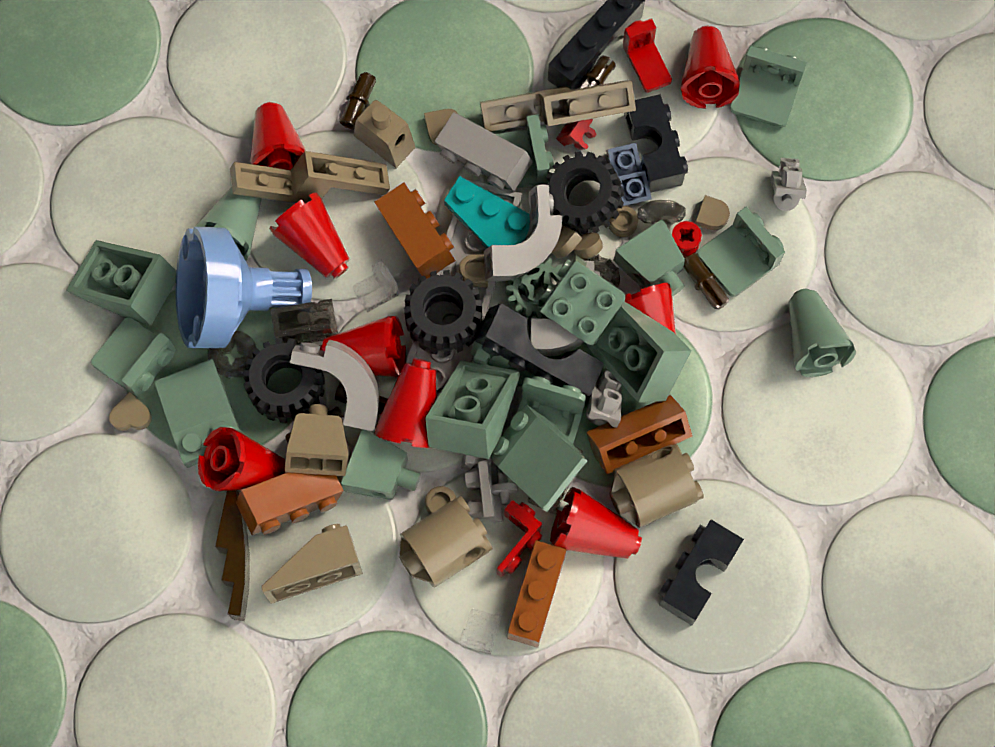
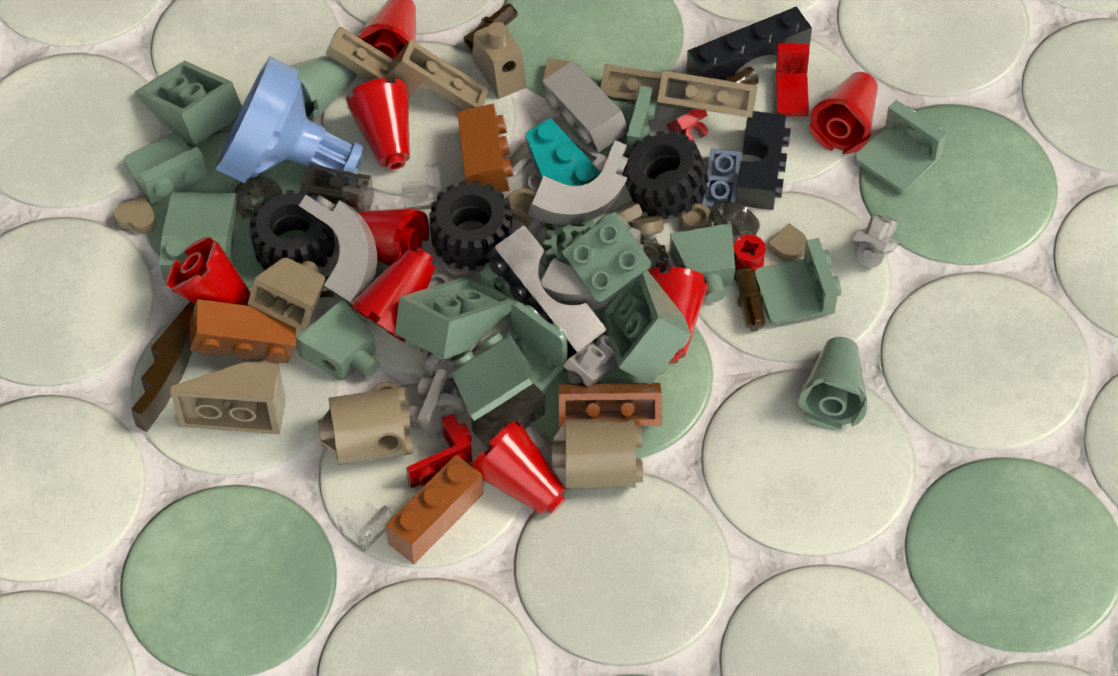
camera: 25 degrees right, 15 degrees down
(713, 547) = (629, 534): black arch -> none

